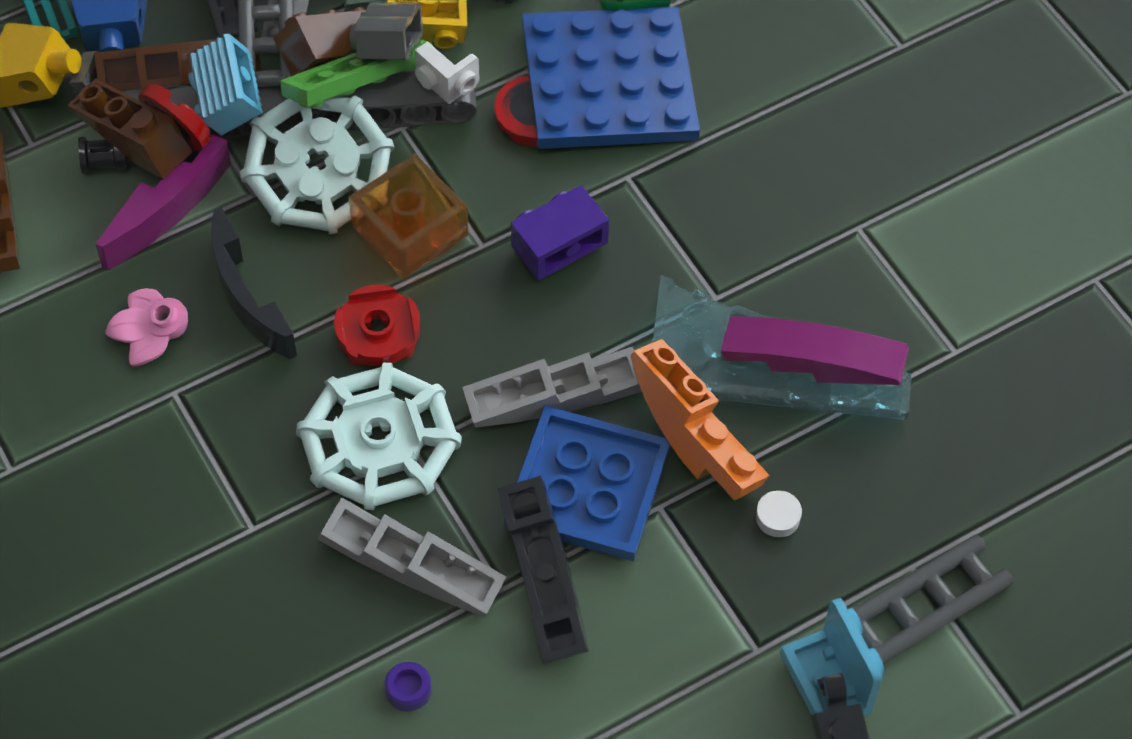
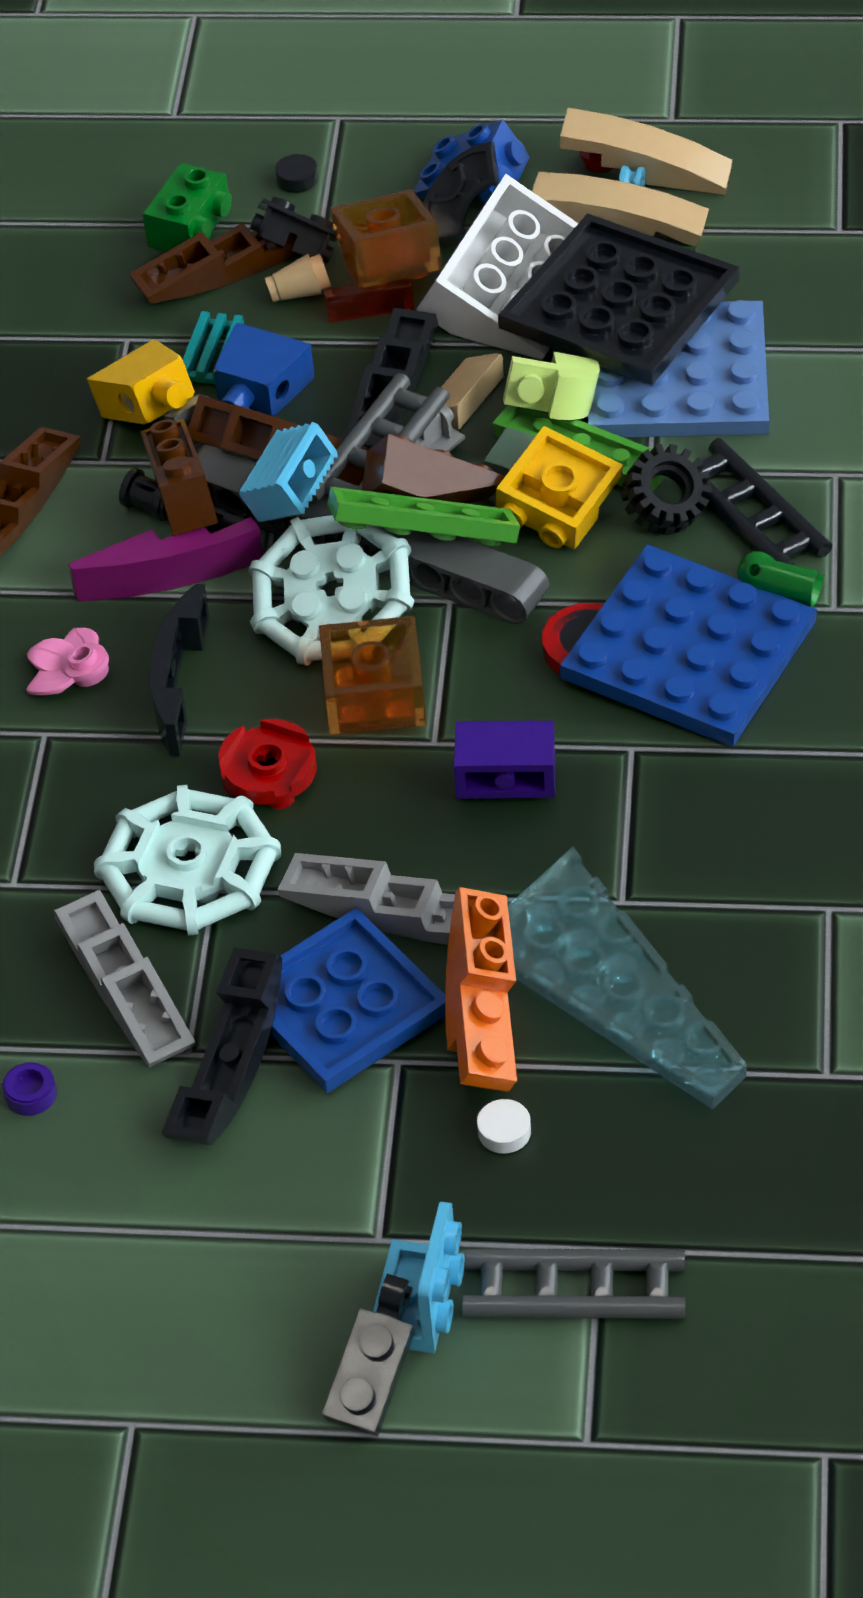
camera: 40 degrees right, 10 degrees down
(188, 121) = (218, 480): red tile -> none
(387, 31) = (477, 490): dark grey brick -> none
(442, 76) = (509, 567): white bracket -> none
(815, 348) = (658, 986): magenta slope -> none

